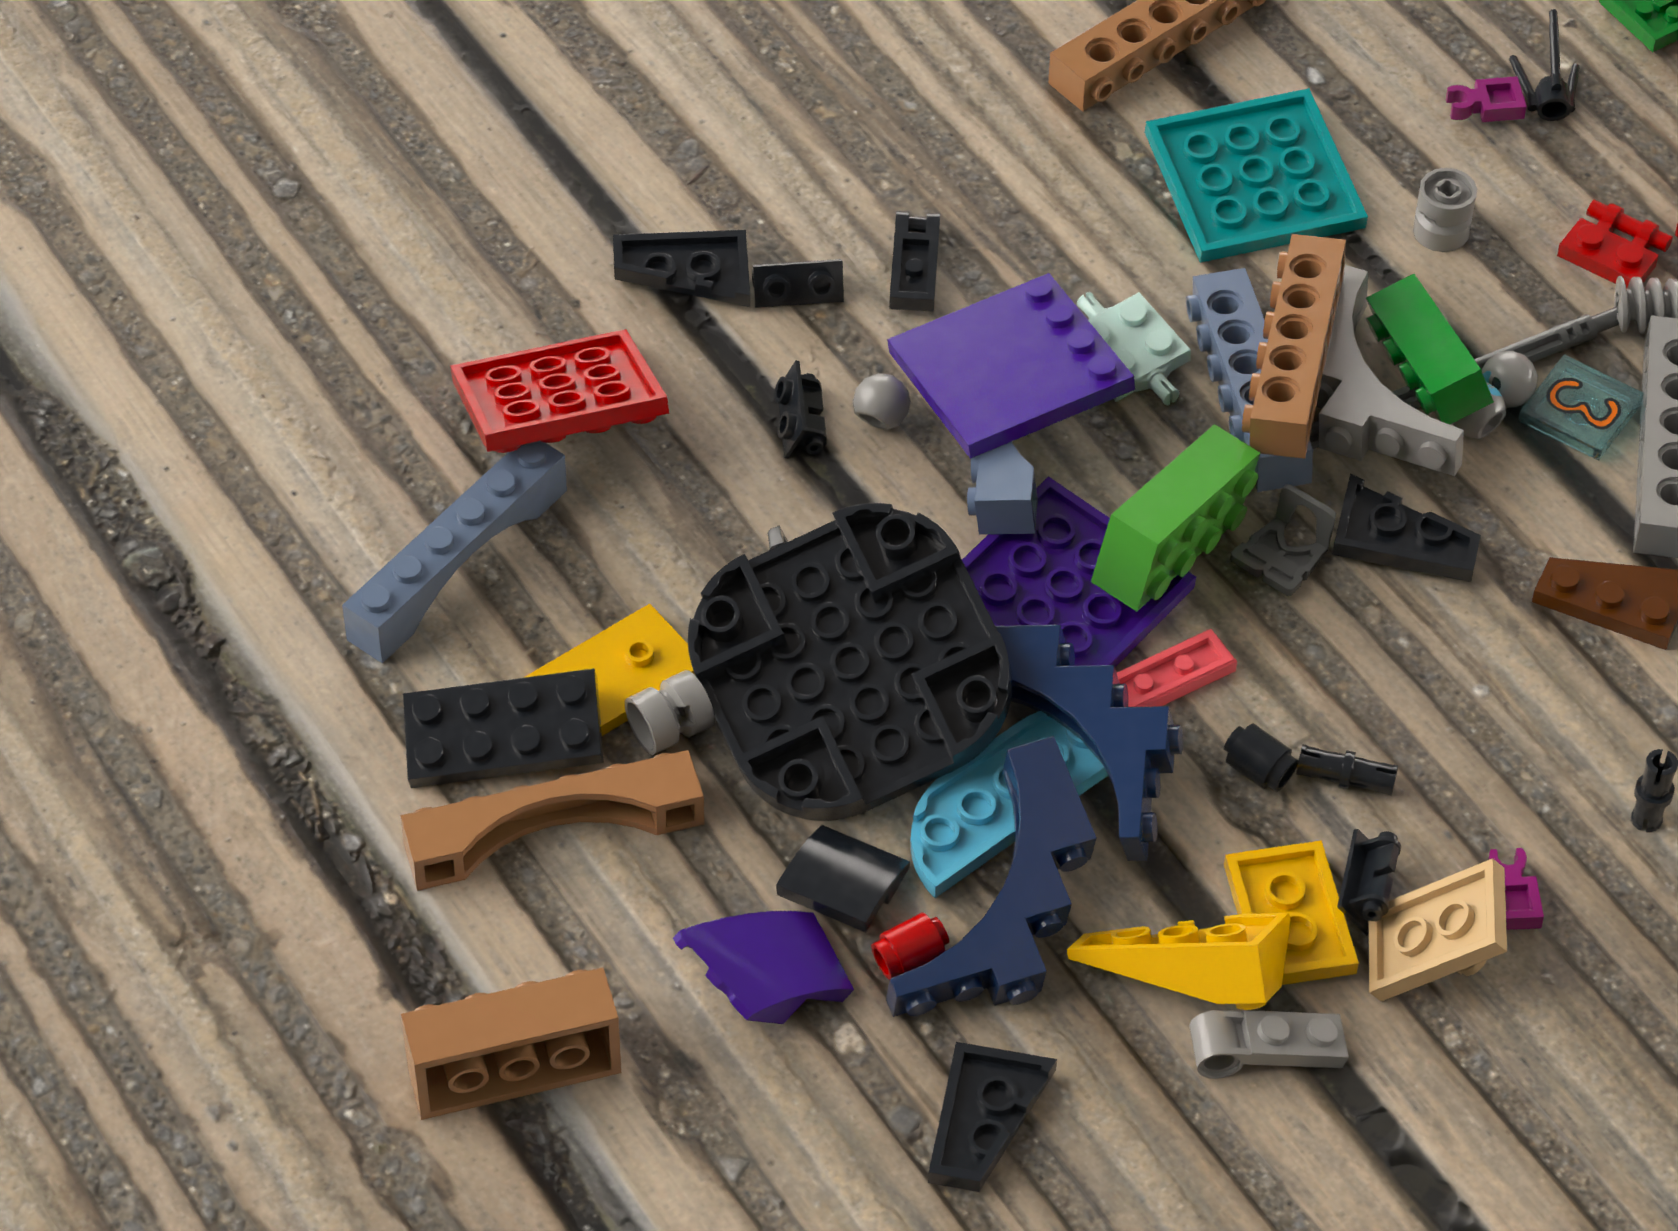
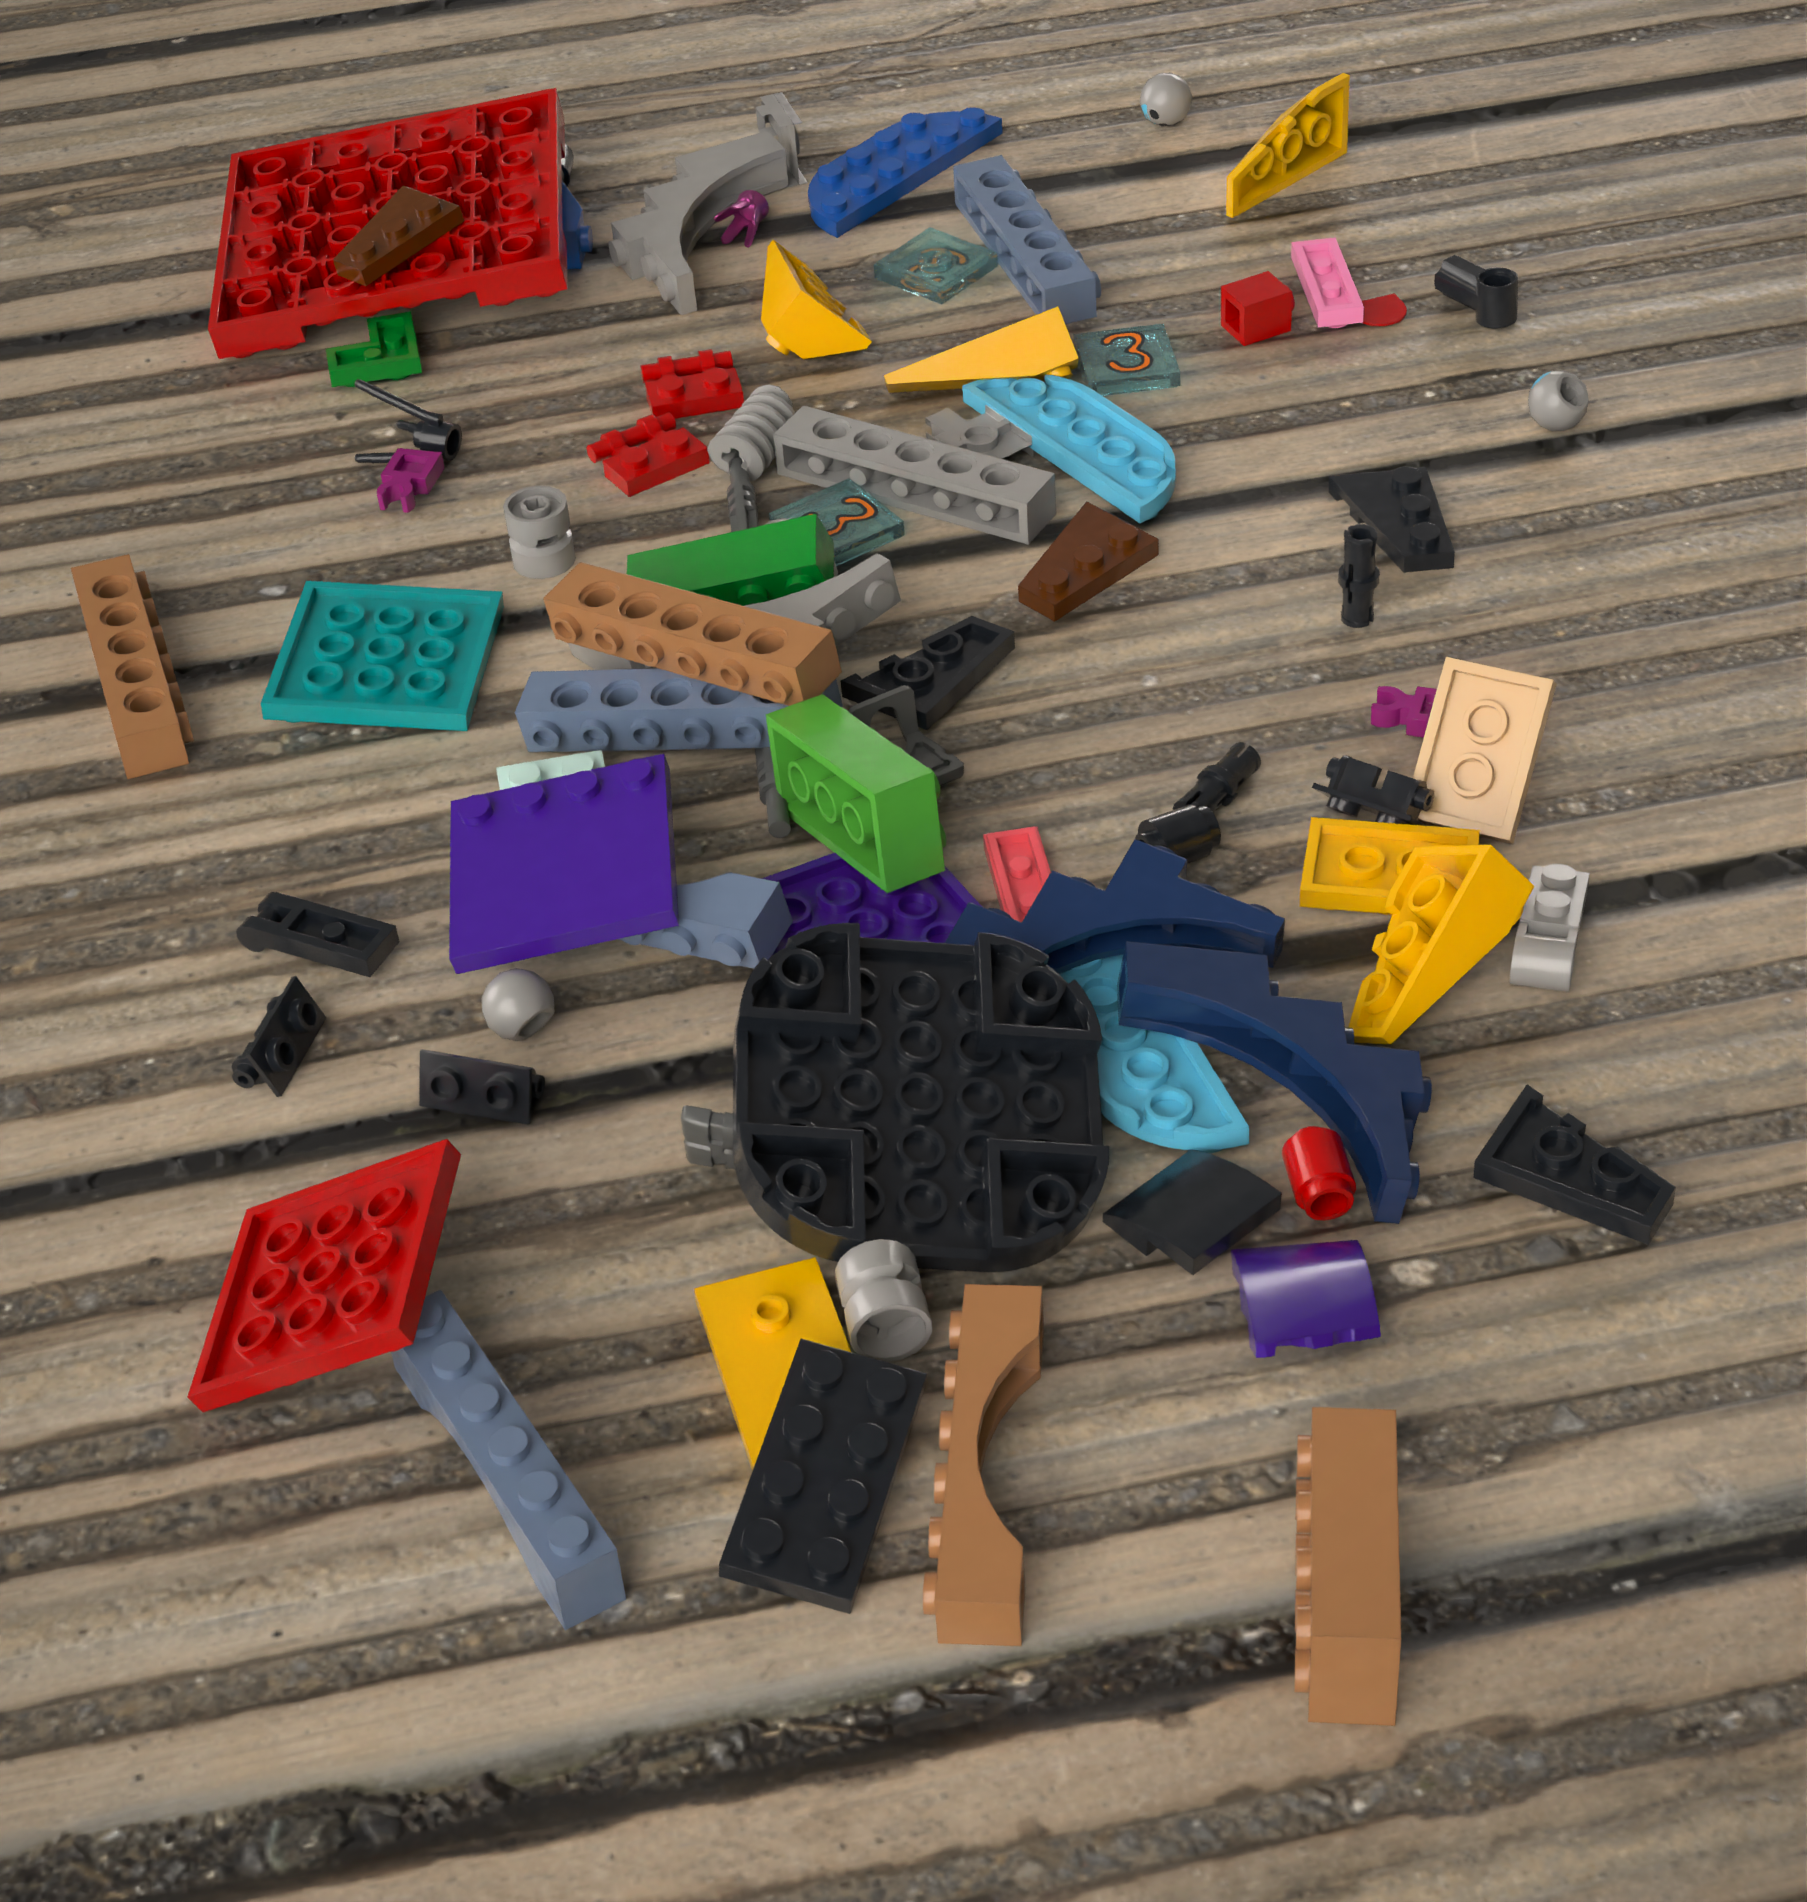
camera: 65 degrees left, 10 degrees down
(687, 263) = (180, 1128): black wing -> none

